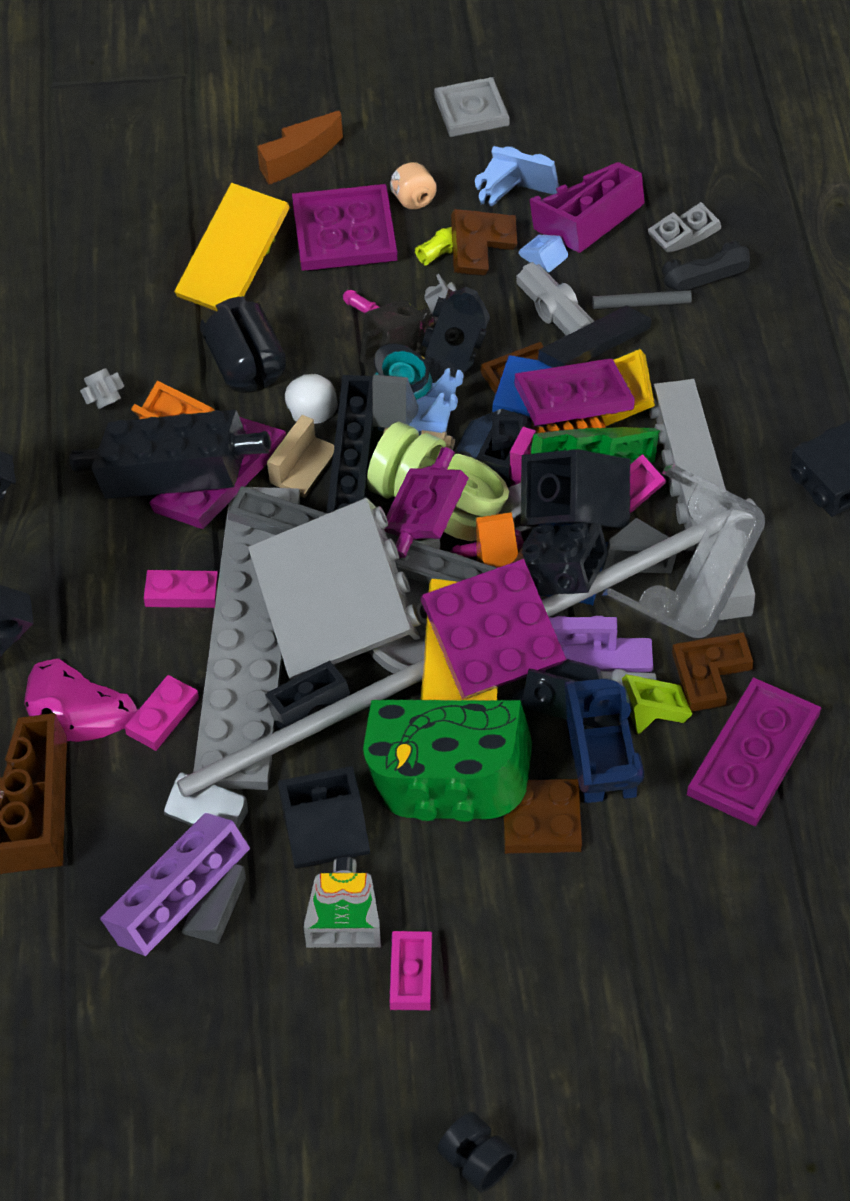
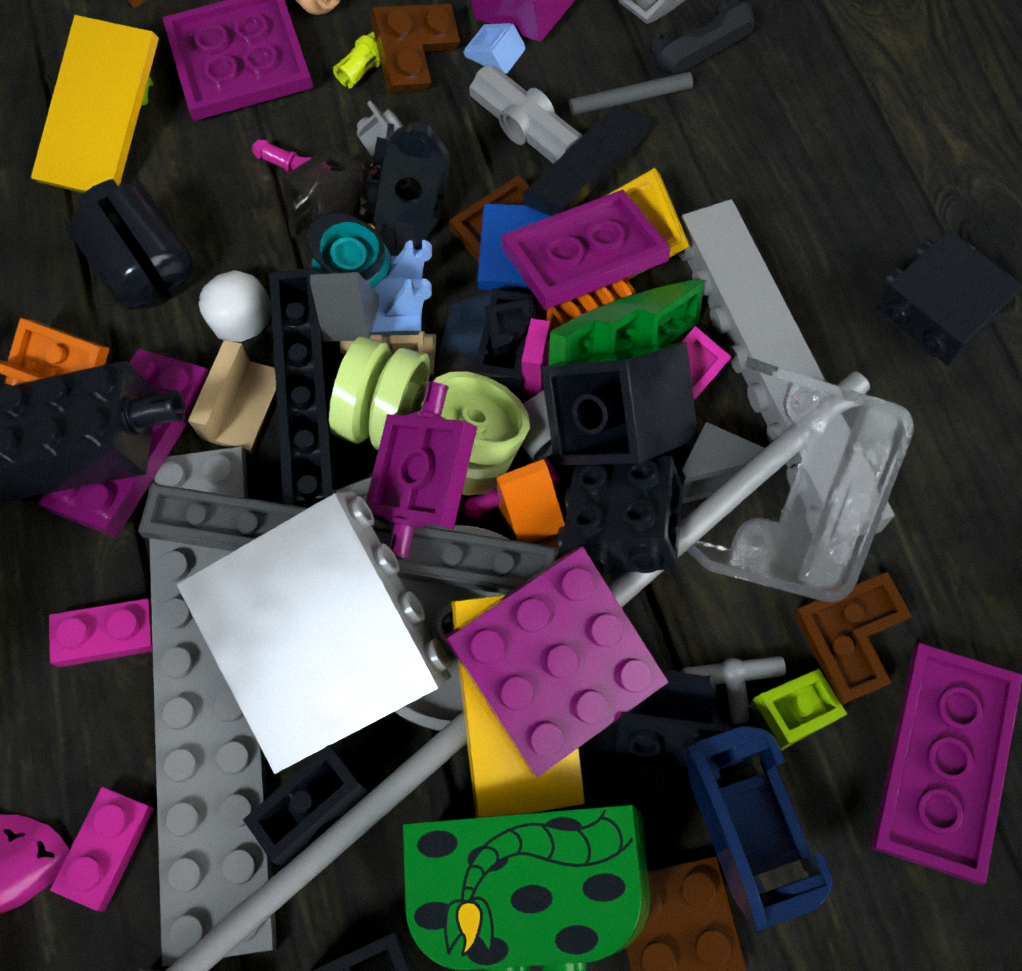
camera: 10 degrees left, 15 degrees up
(596, 643) = (701, 630): medium lavender bracket -> none

